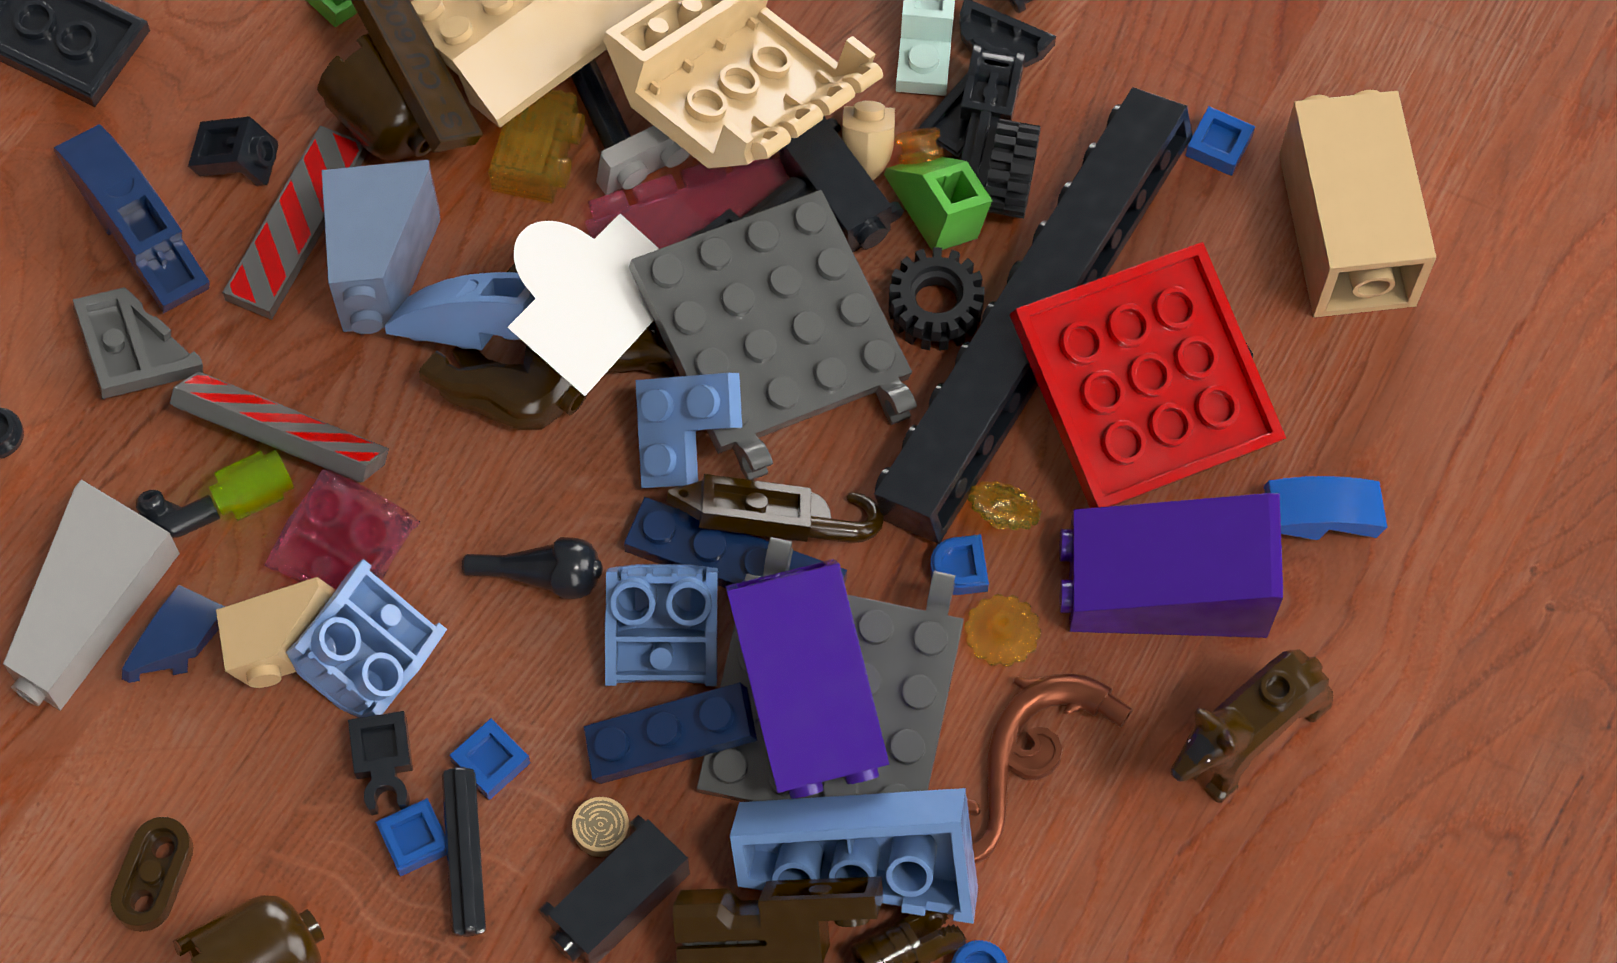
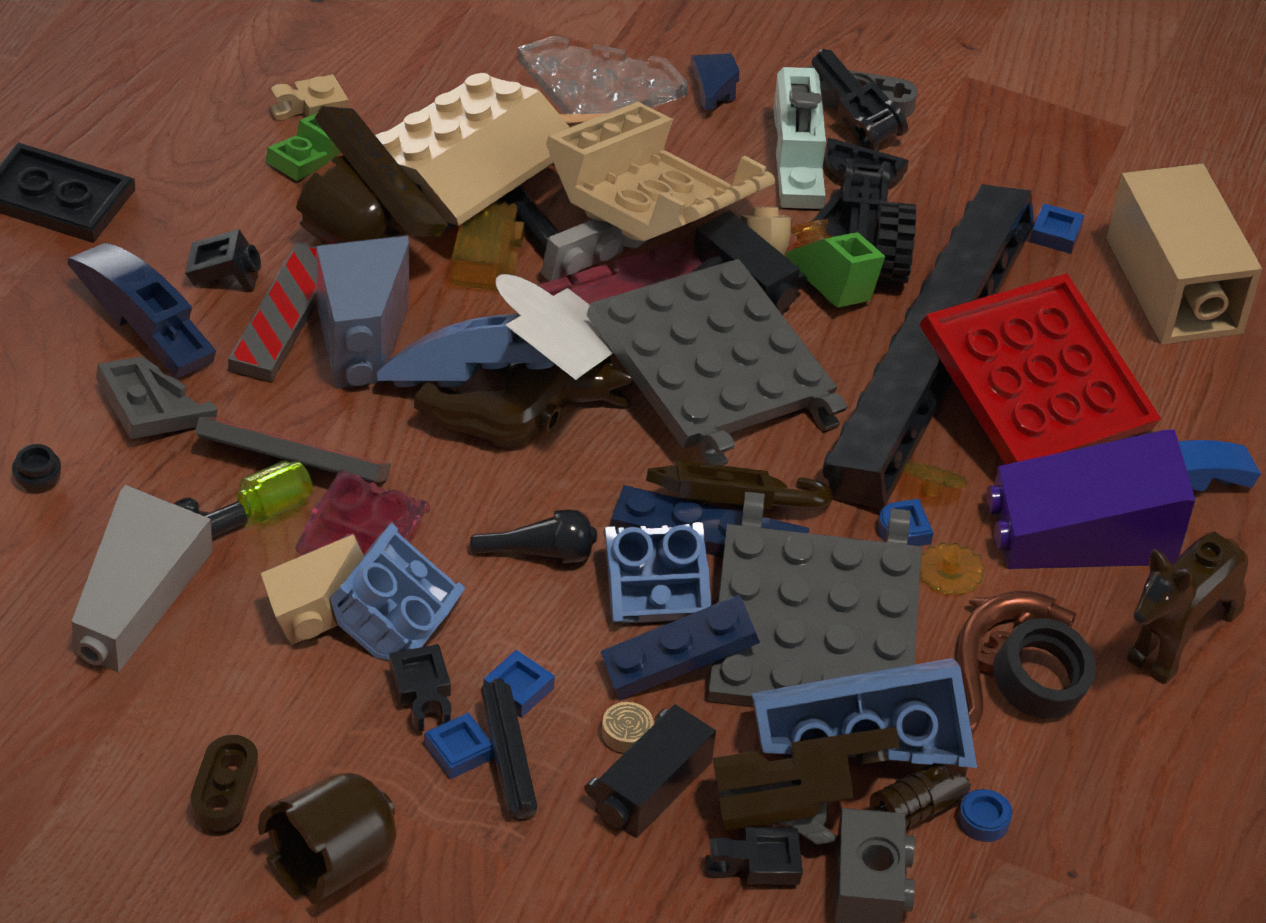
camera: 10 degrees left, 20 degrees down
(173, 635) = (218, 604): dark blue slope -> none
(671, 414) = (643, 411): medium blue plate -> none
(808, 678) = (799, 578): dark purple slope -> none
(939, 272) = (848, 321): black tyre -> none
(1115, 769) = (1062, 643): none -> black tyre

